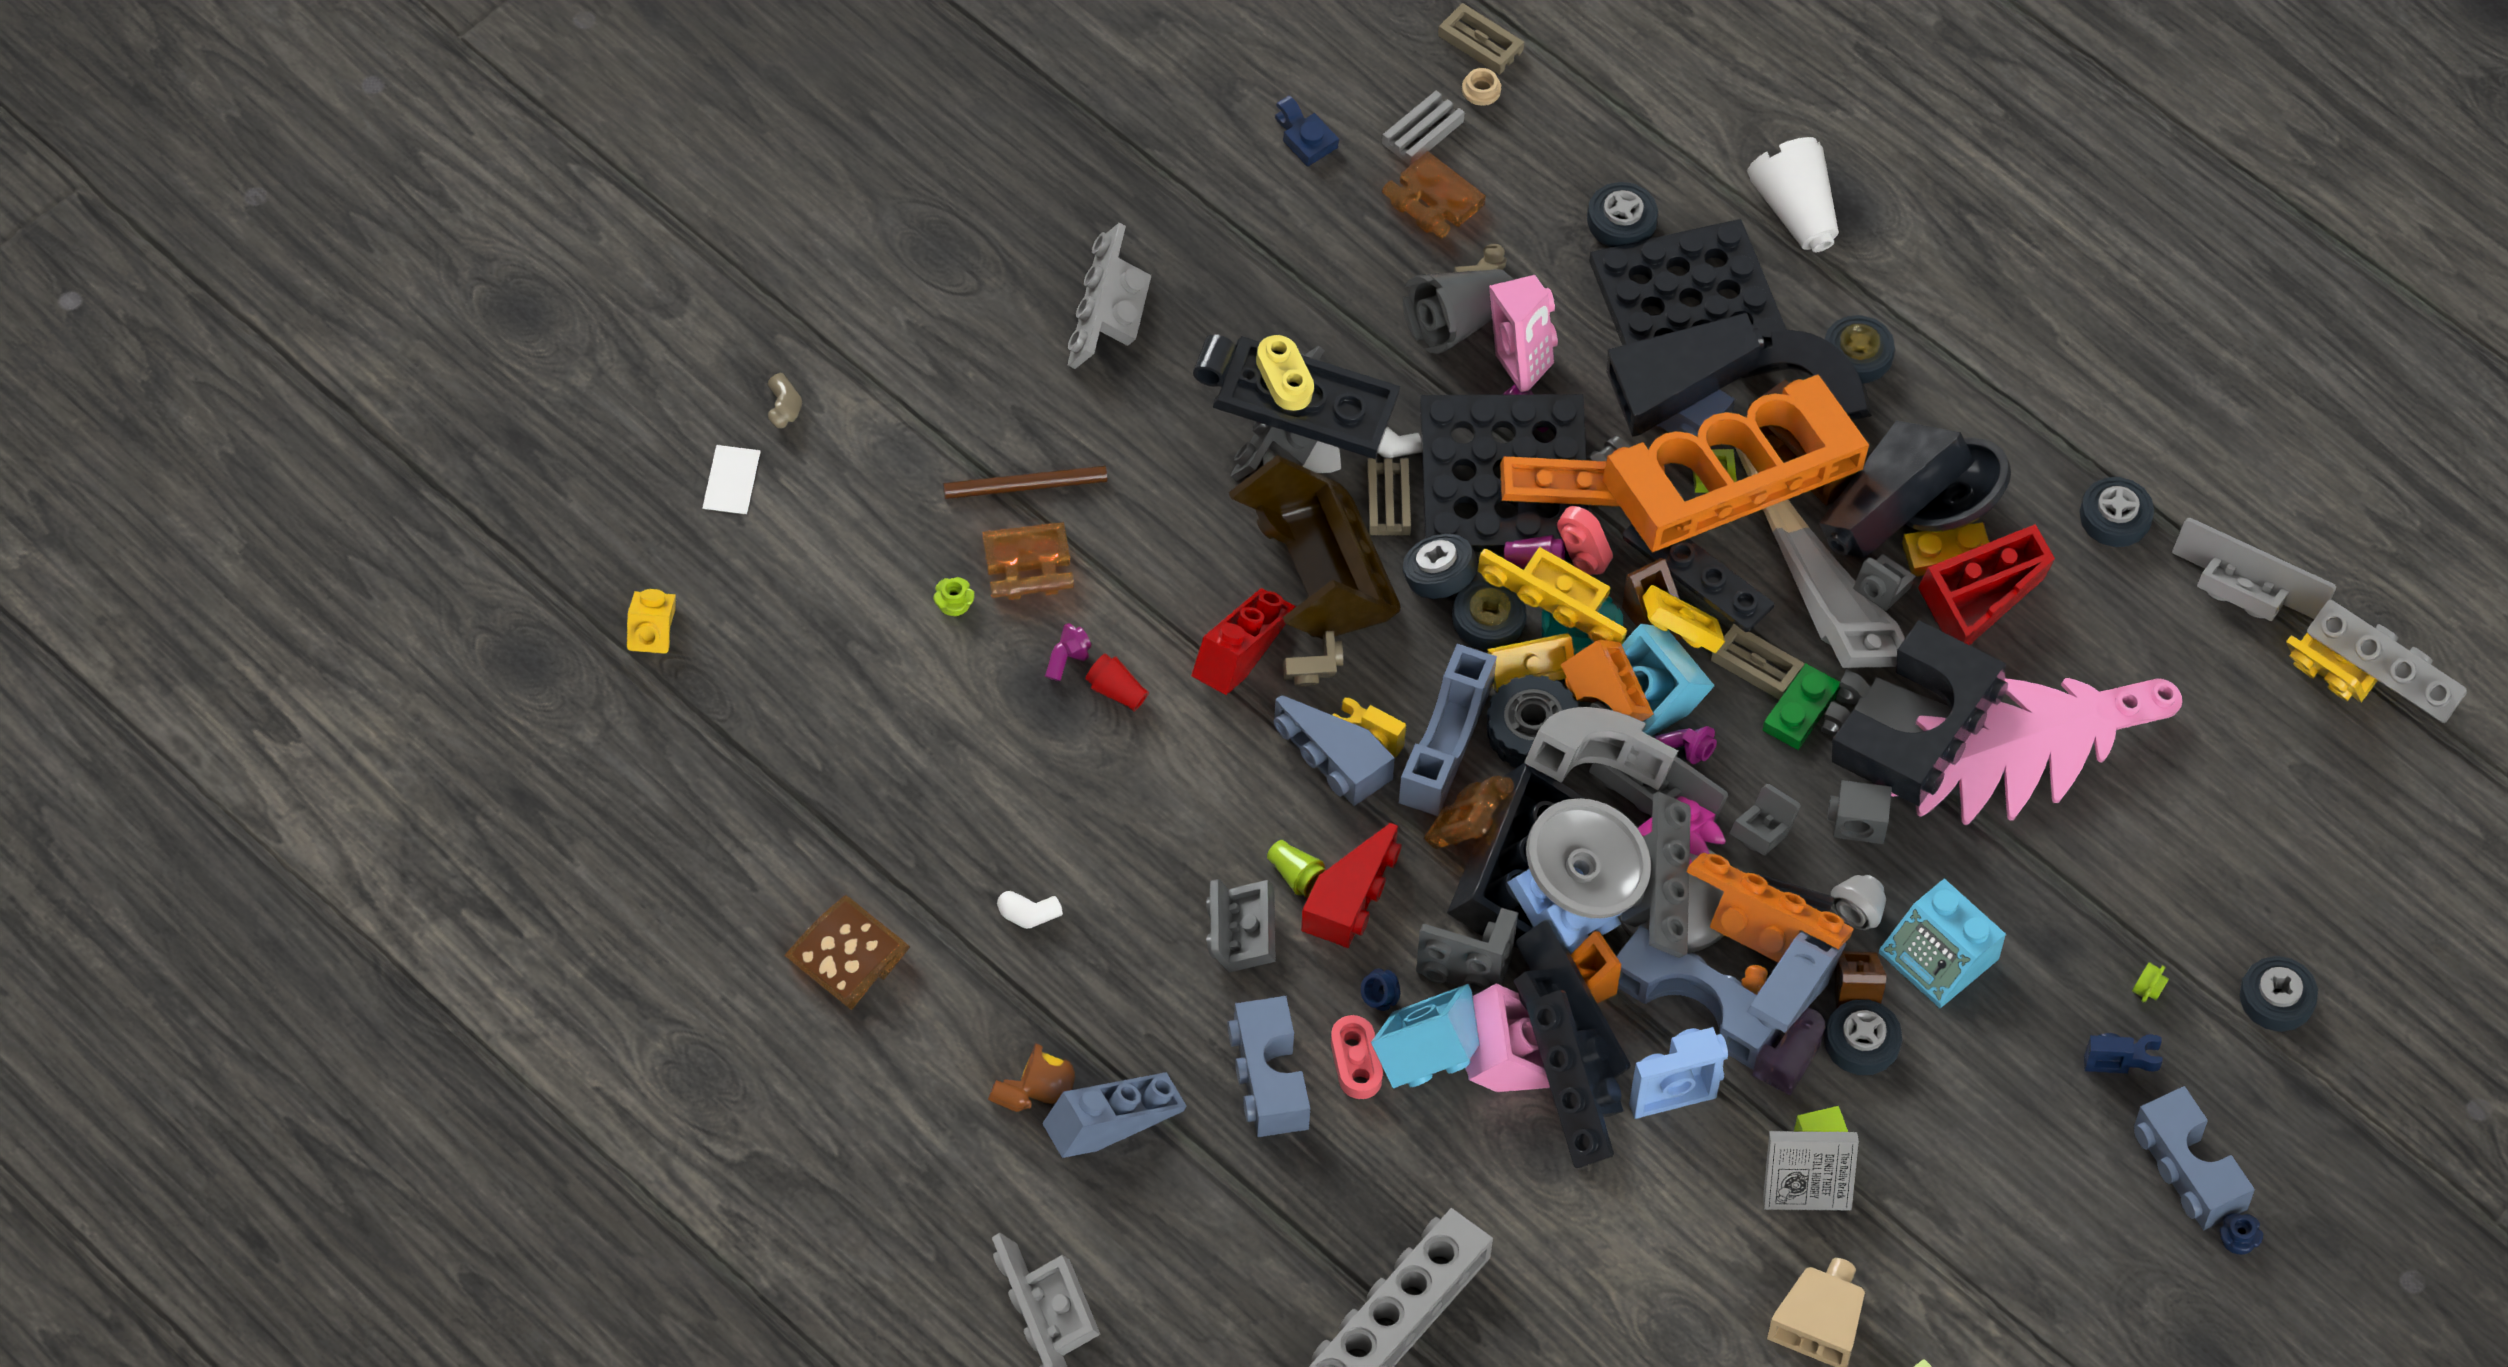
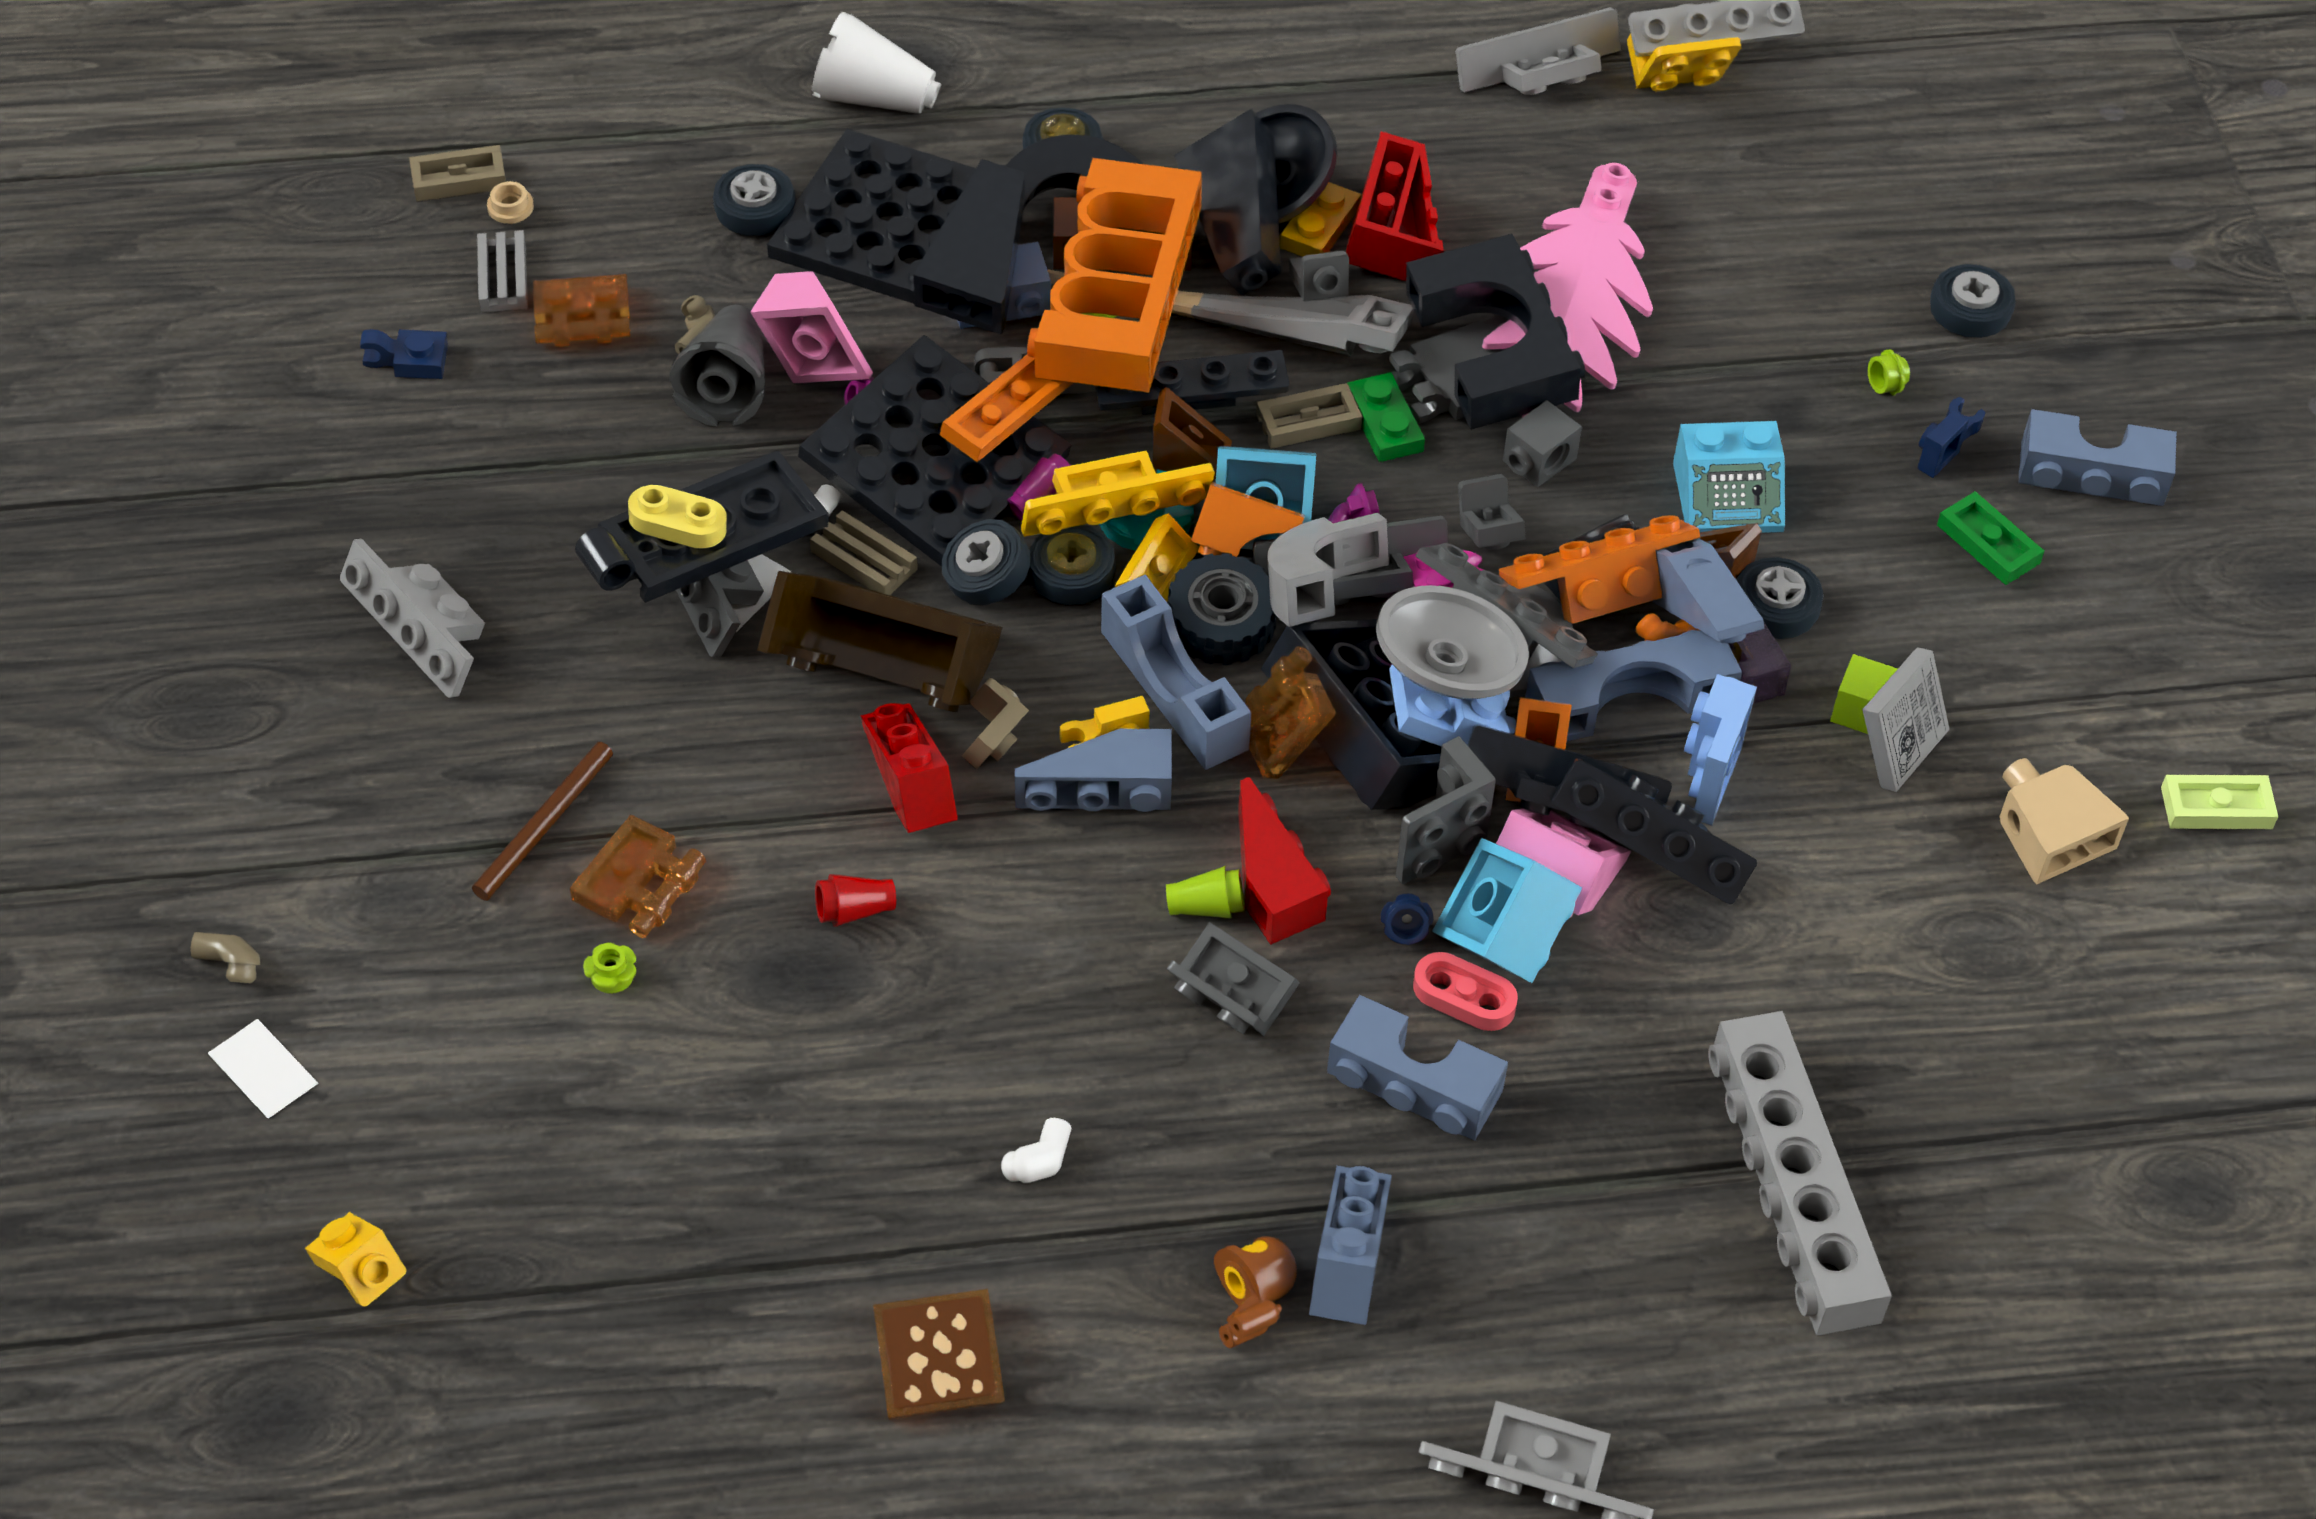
camera: 50 degrees left, 5 degrees down
(1073, 644) = (772, 903): magenta plate -> none
(1584, 540) = (1073, 433): coral plate -> none
(1684, 619) = (1239, 426): yellow plate -> none
(1859, 901) = (1638, 499): light grey cone -> none
(2049, 1135) = (1990, 538): none -> green plate
(2131, 506) = (1396, 93): black wheel -> none
(2237, 1242) = (2194, 480): dark blue plate -> none

